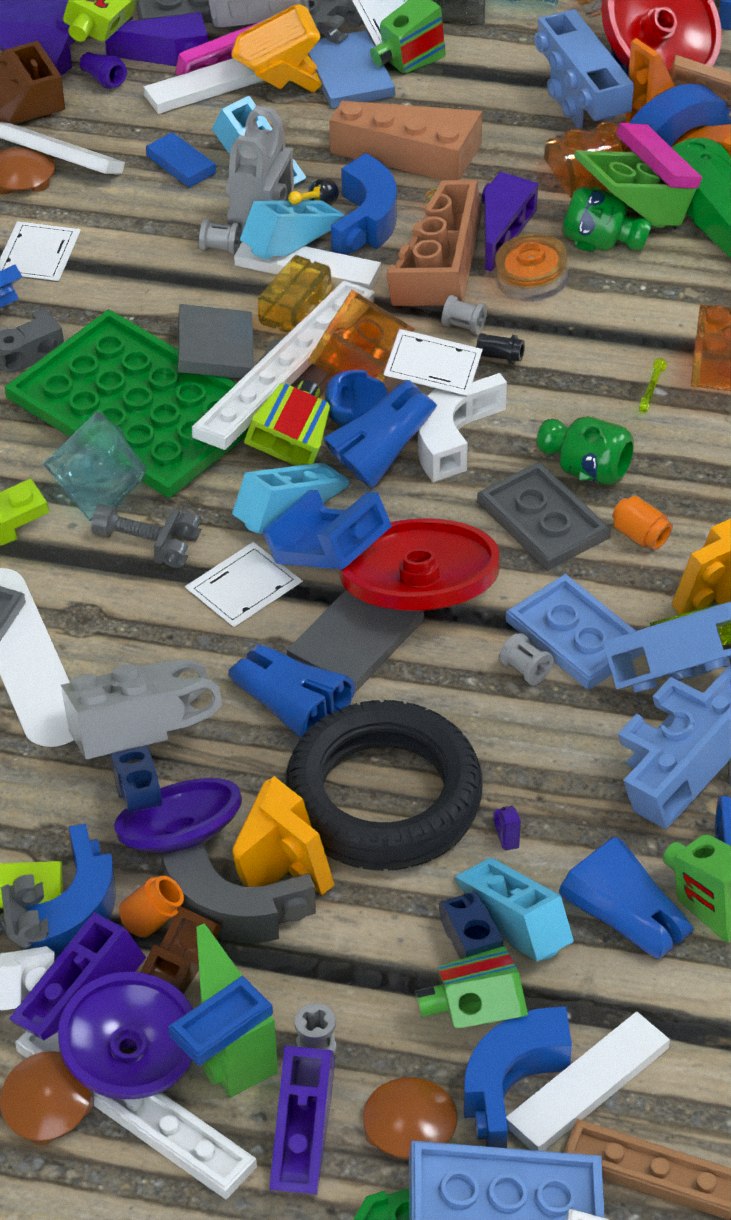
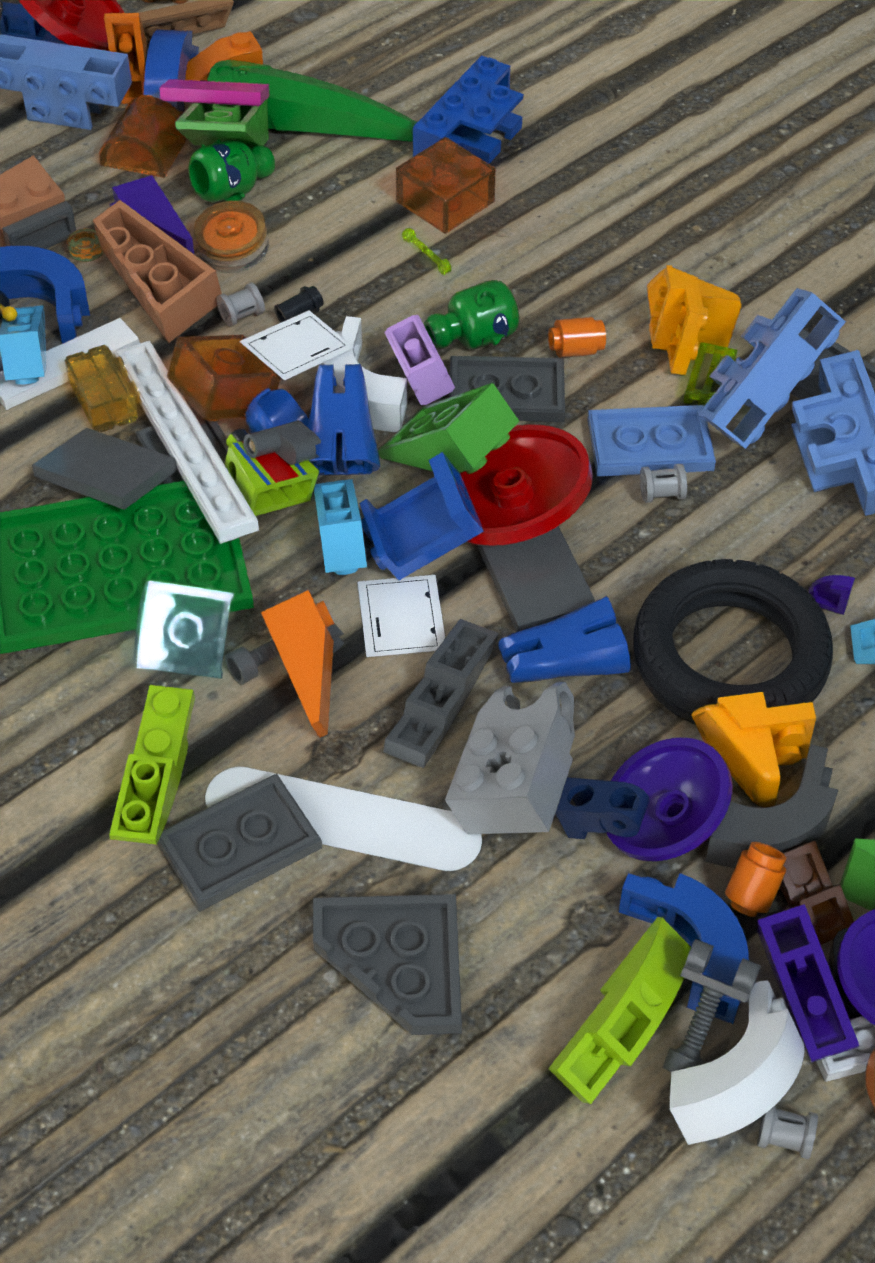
camera: 55 degrees left, 5 degrees up
(129, 542) = (306, 651): none -> orange slope
(197, 637) = (441, 693): none -> dark grey slope
(319, 409) = (290, 441): none -> dark grey piece
(420, 166) = (42, 228): none -> dark grey tile
(435, 503) = (458, 426): none -> bright green slope
(500, 441) = (419, 360): none -> lavender brick

